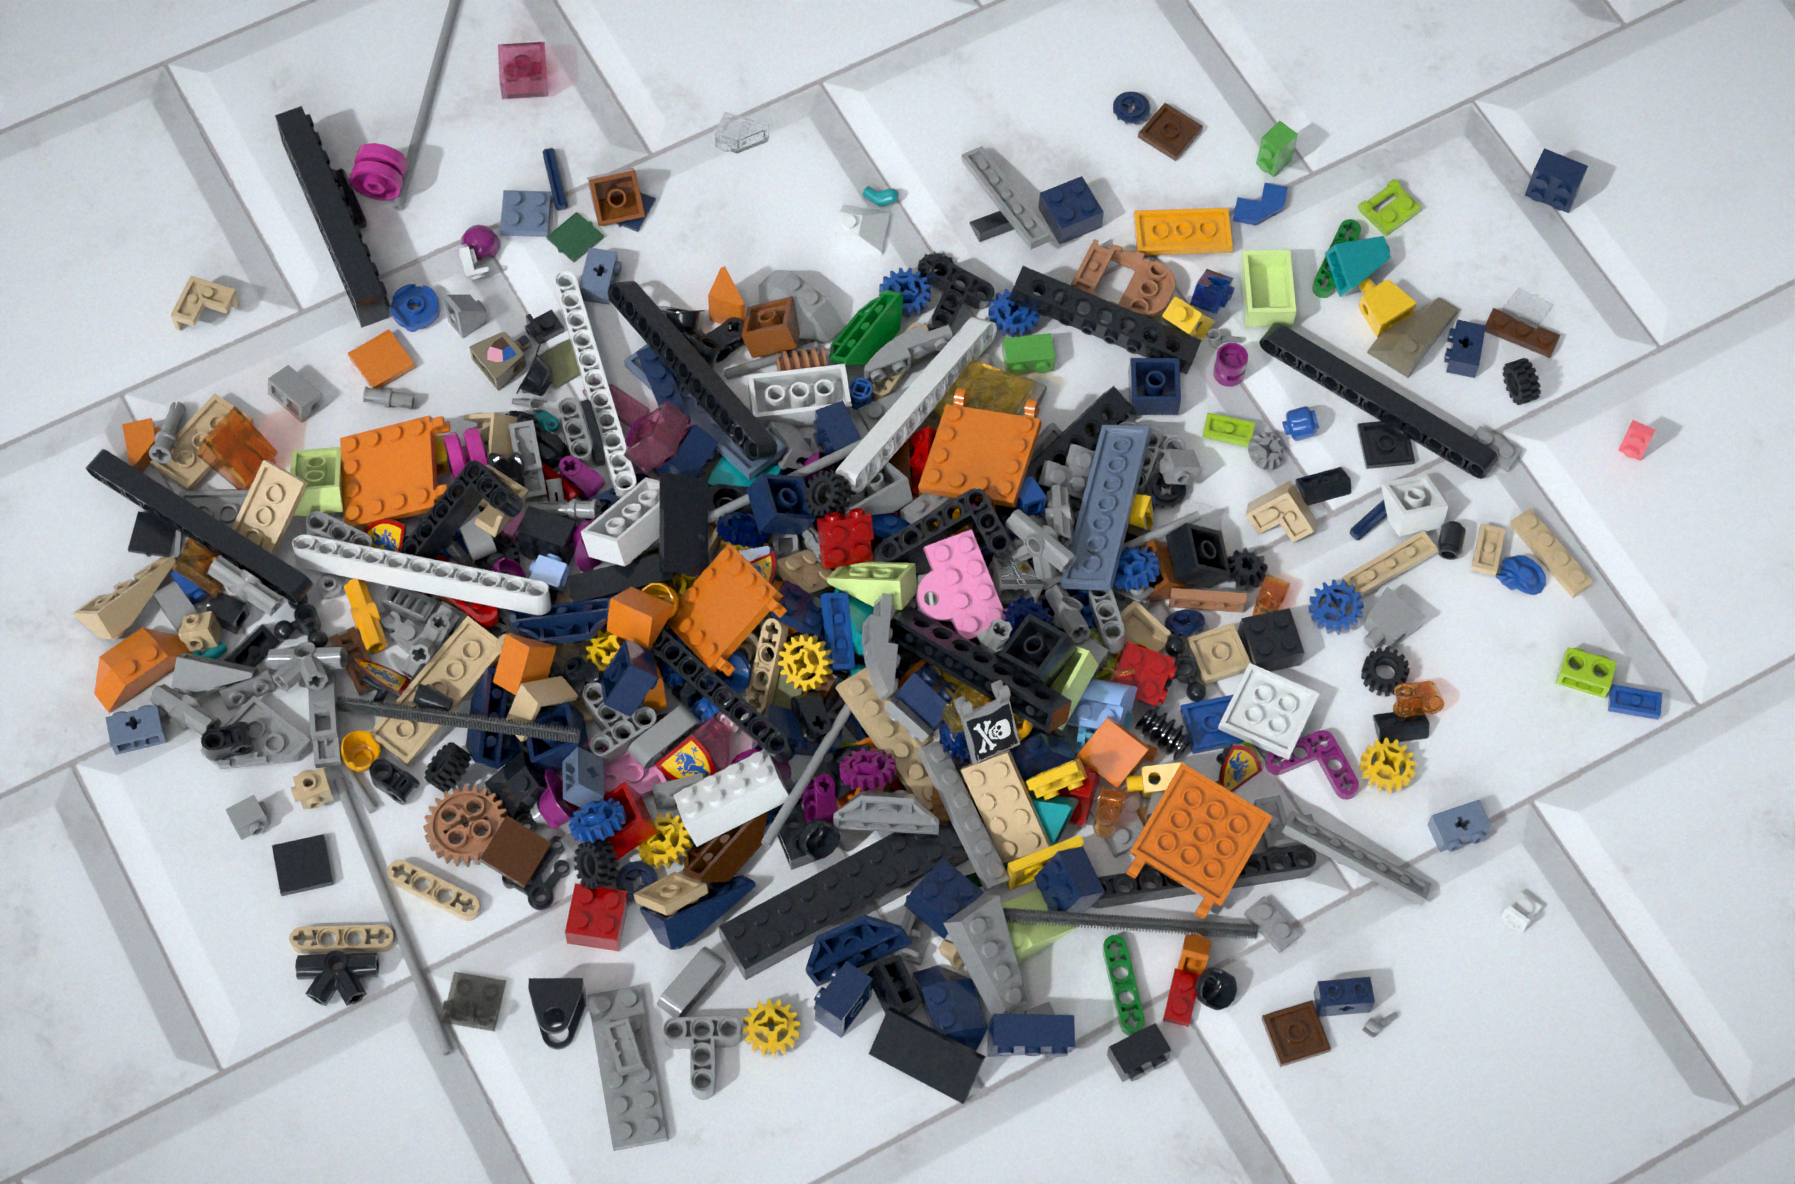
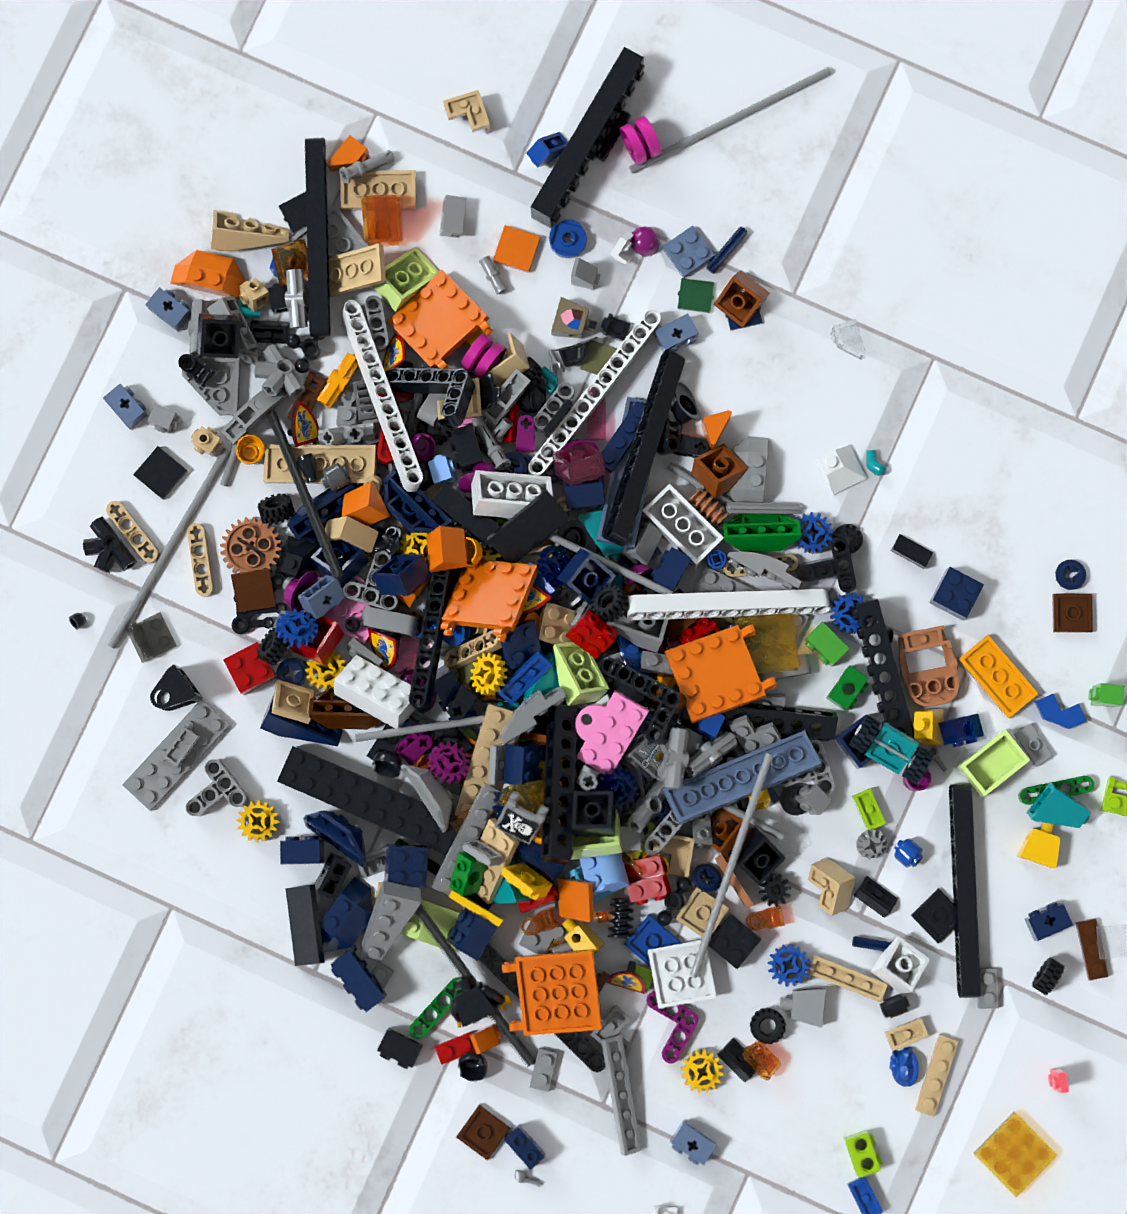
camera: 60 degrees right, 20 degrees up
(174, 604) = (260, 265): light grey beam -> none
(186, 849) = (117, 398): none -> sand blue brick
(215, 683) = (218, 335): none -> black brick
(308, 263) = (547, 149): none -> blue slope
(332, 592) = (342, 349): light grey plate -> none
(383, 1068) = (77, 620): none -> black hinge
(396, 783) = (247, 484): black piece -> none
(467, 675) = (335, 477): none -> dark grey head
(523, 70) = (787, 167): clear pink brick -> none
(637, 775) = (356, 626): none -> black pin
(692, 983) = (251, 754): light grey beam -> none
(857, 302) = (762, 508): none -> light grey axle
(993, 798) = (483, 853): none -> light grey plate
(1001, 834) = (467, 874): none -> green brick
(1006, 198) = (930, 546): light grey plate -> none
(1088, 378) = (838, 695): none -> green brick
(1136, 568) = (711, 825): blue gear -> none
(1147, 930) = (476, 1002): none -> black torso
(1185, 351) = (892, 749): none -> plate
(1192, 577) = (731, 865): none -> light grey piece
(1264, 242) = (1033, 745): none -> light grey plate
(1410, 339) = (1032, 879): dark tan wedge -> none
(1685, 534) = (1015, 1154): none -> clear yellow plate

